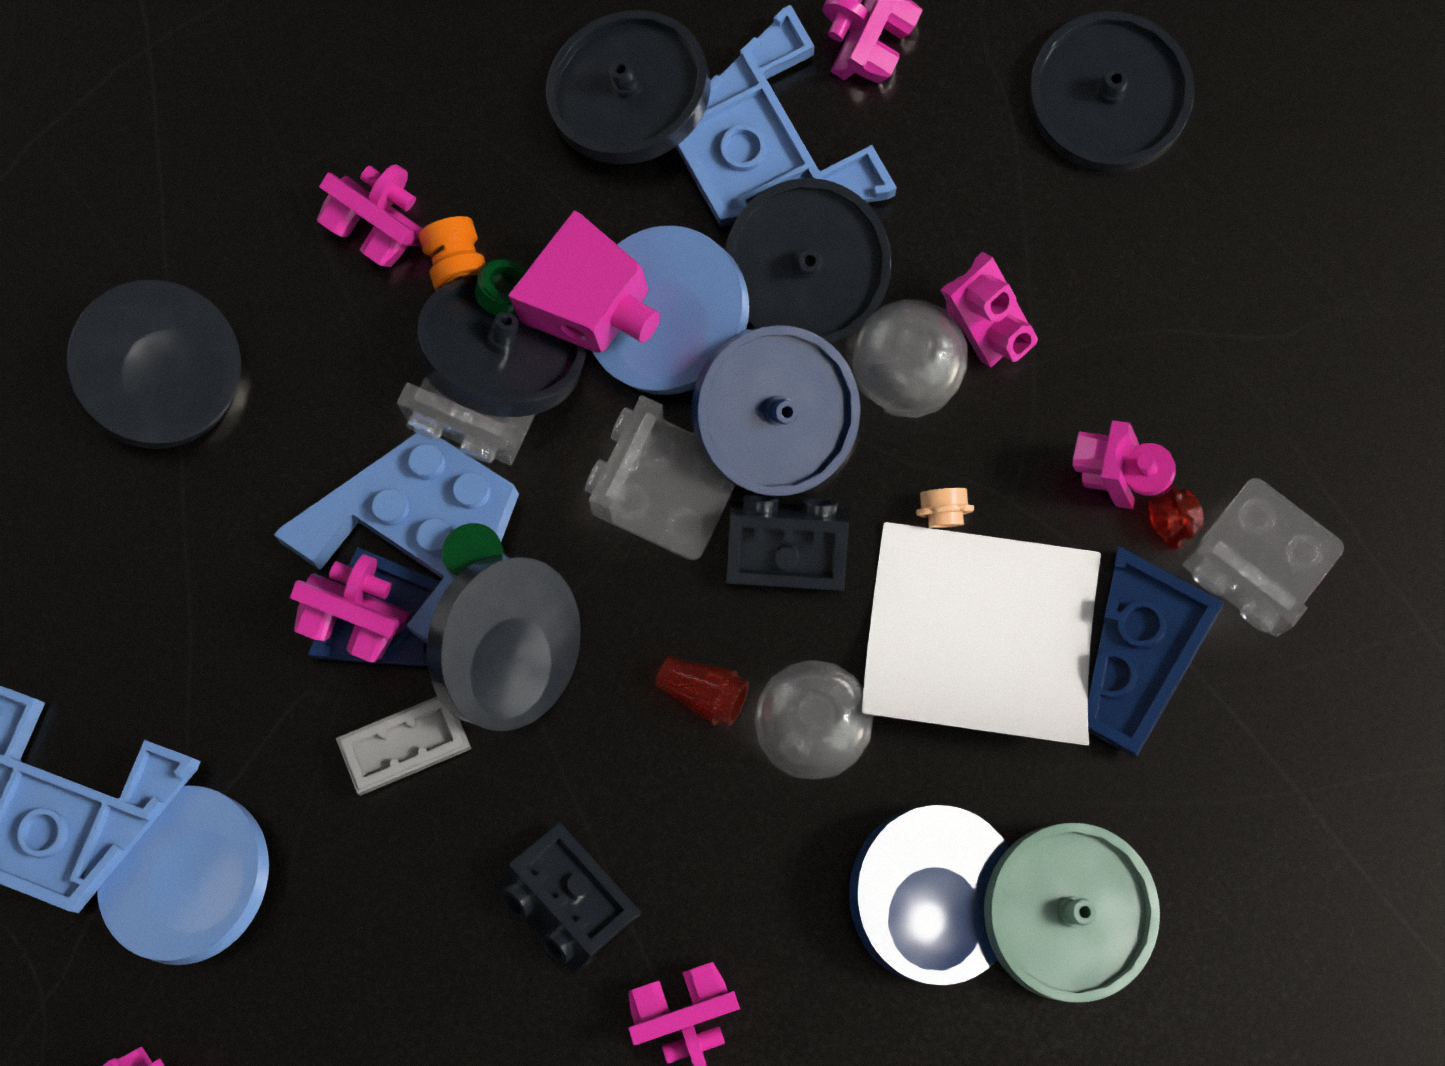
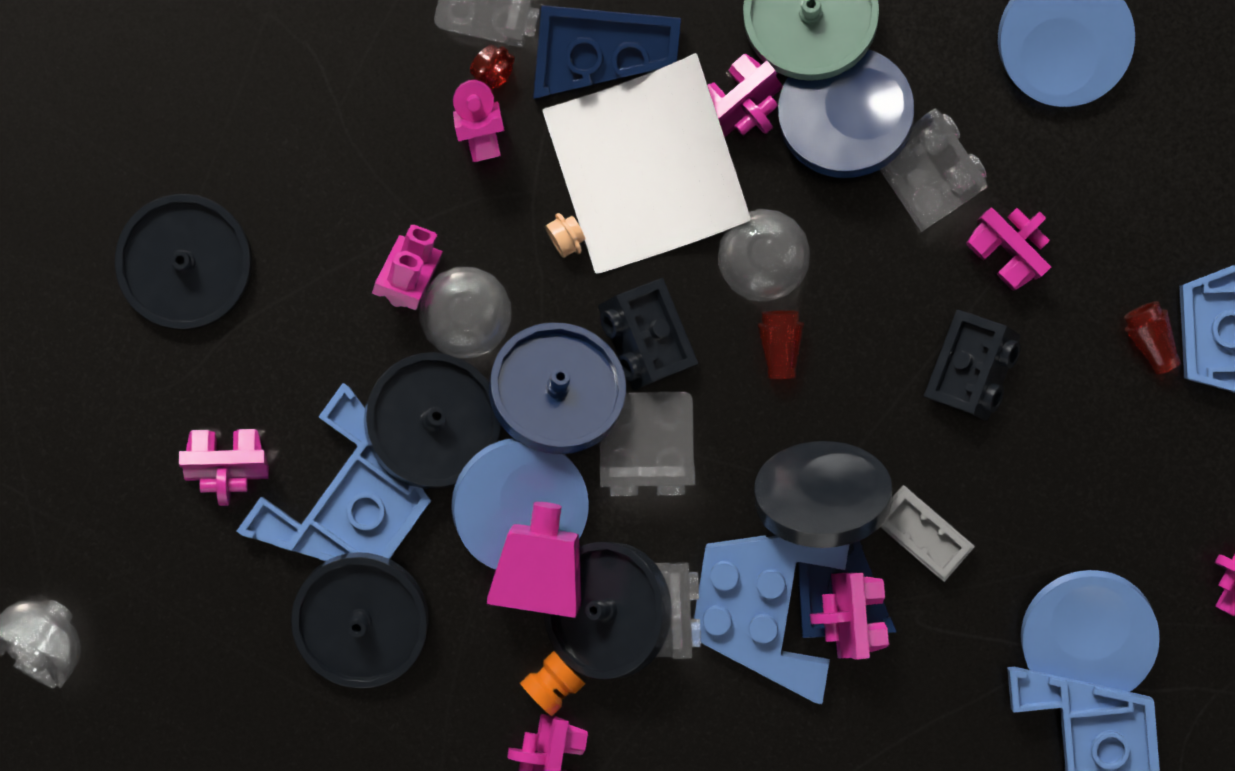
camera: 120 degrees left, 10 degrees up
(468, 545) = (771, 551): dark green tile -> none
(495, 283) = (562, 633): dark green tile -> none
(813, 959) = (934, 171): none -> clear bracket
(1002, 784) = (748, 101): none -> dark pink hips

